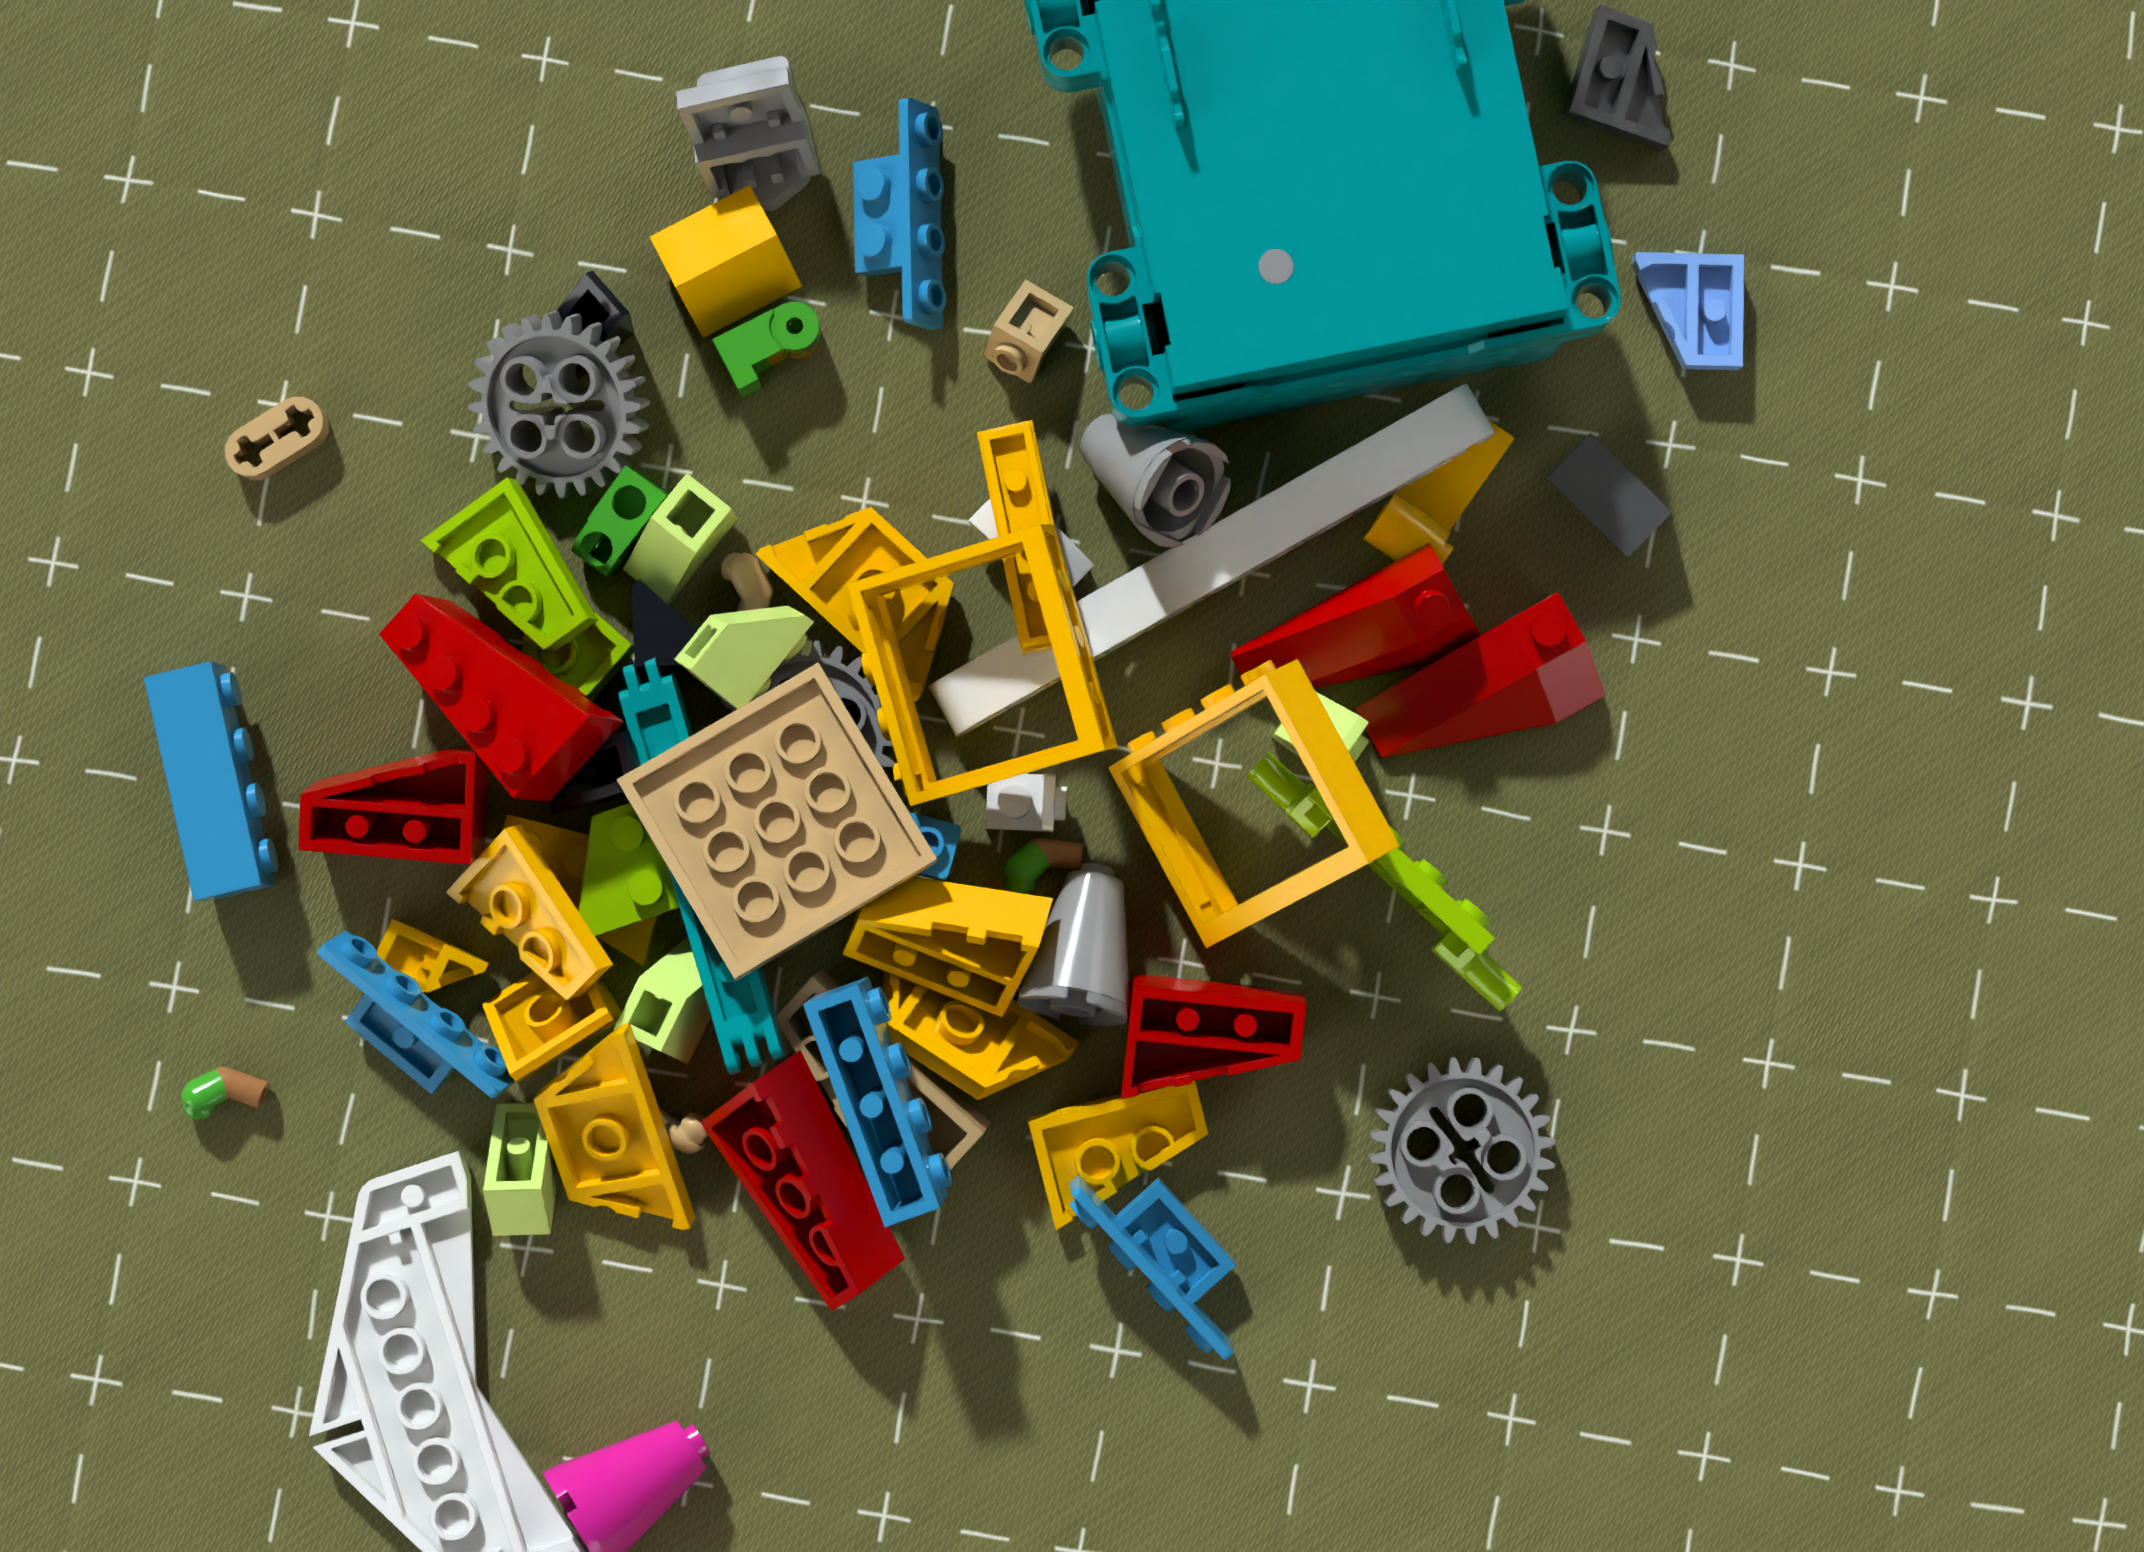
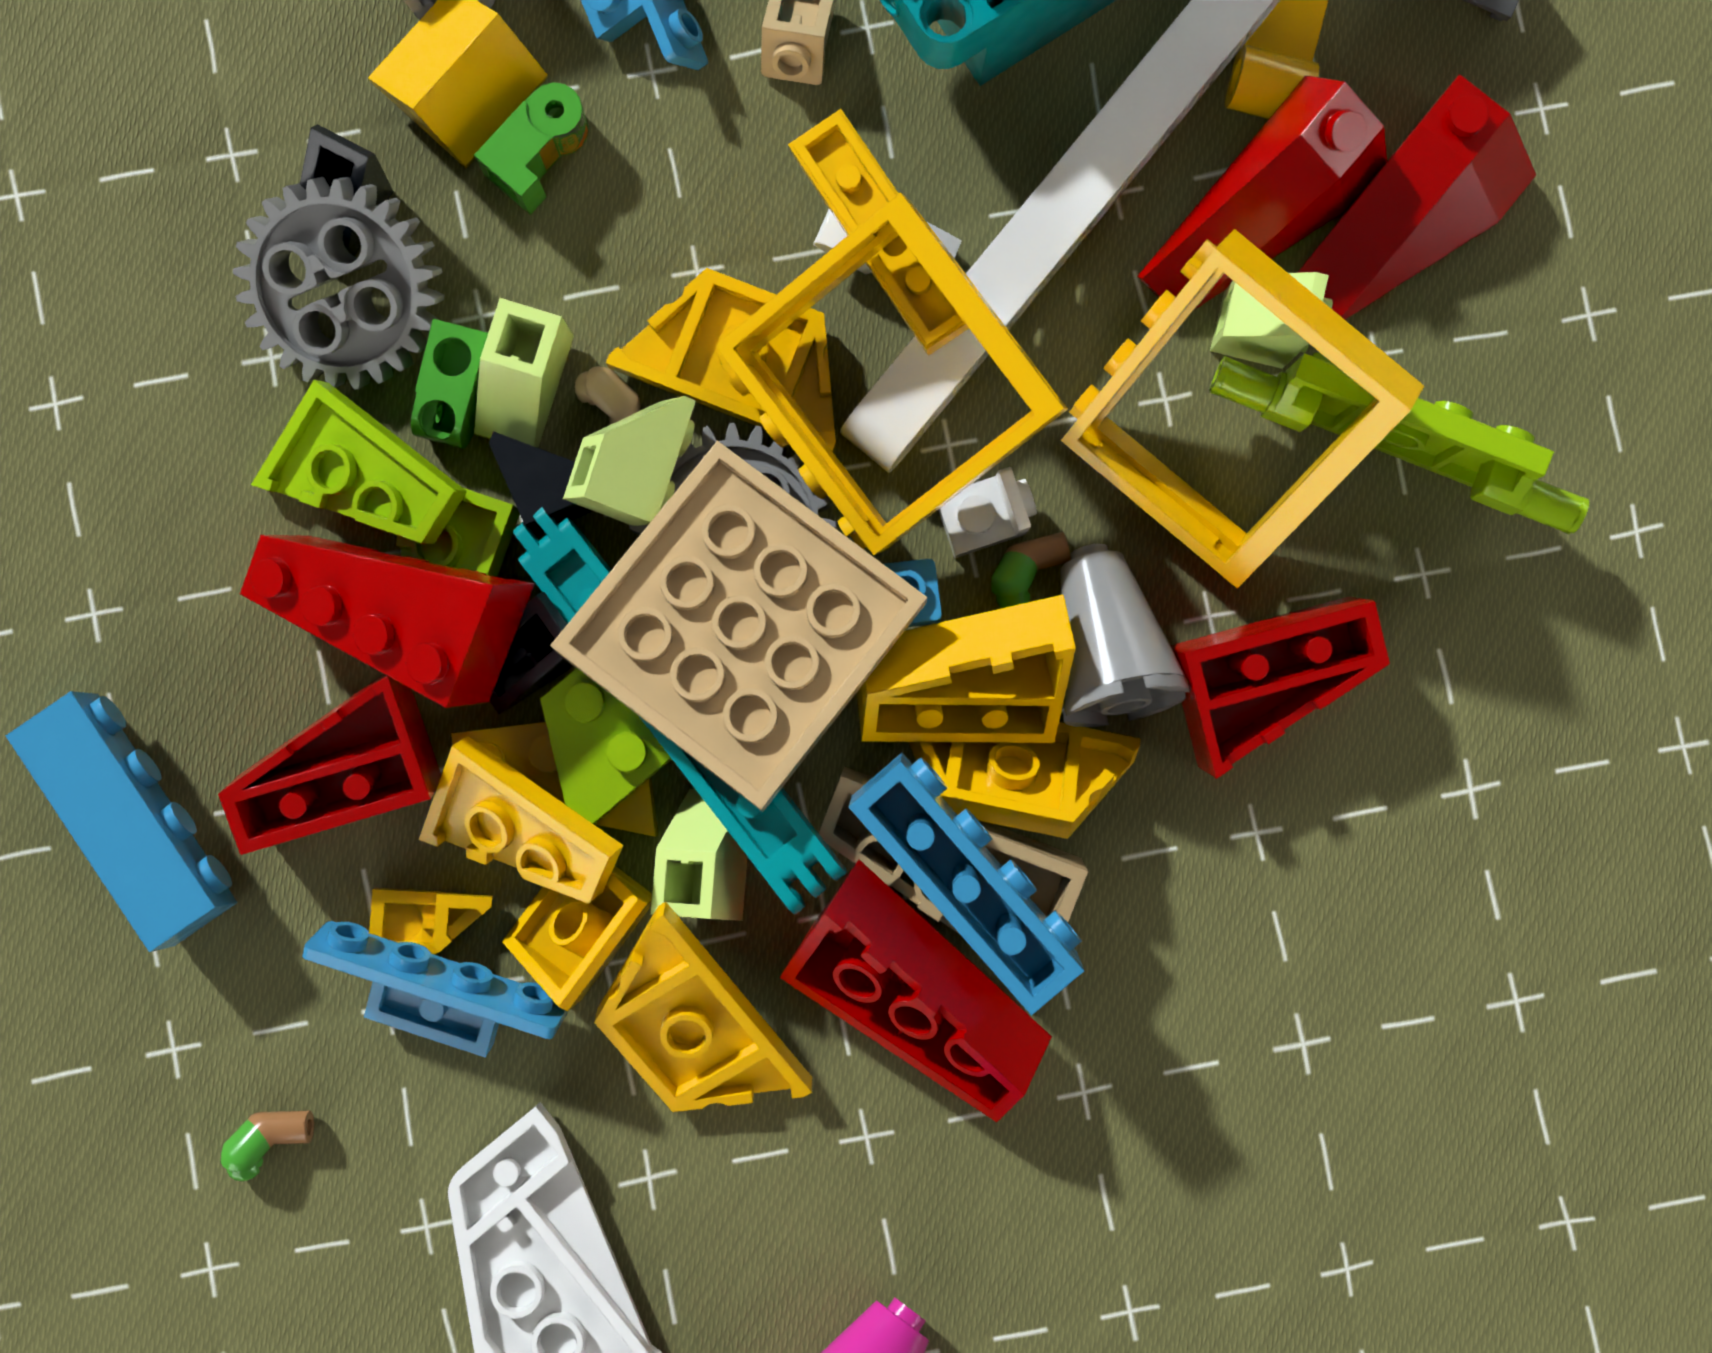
camera: 20 degrees left, 0 degrees up
(270, 427) = (61, 437): tan beam -> none
(519, 1173) = (609, 1105): yellowish green slope -> none
(685, 1135) = (770, 996): tan arm -> none
(1113, 1141) = (1213, 829): yellow wing -> none
(1158, 477) = (996, 111): light grey cone -> none
(1168, 1248) = (1324, 915): dark azure bracket -> none
(1420, 1179) = (1607, 648): light grey gear -> none

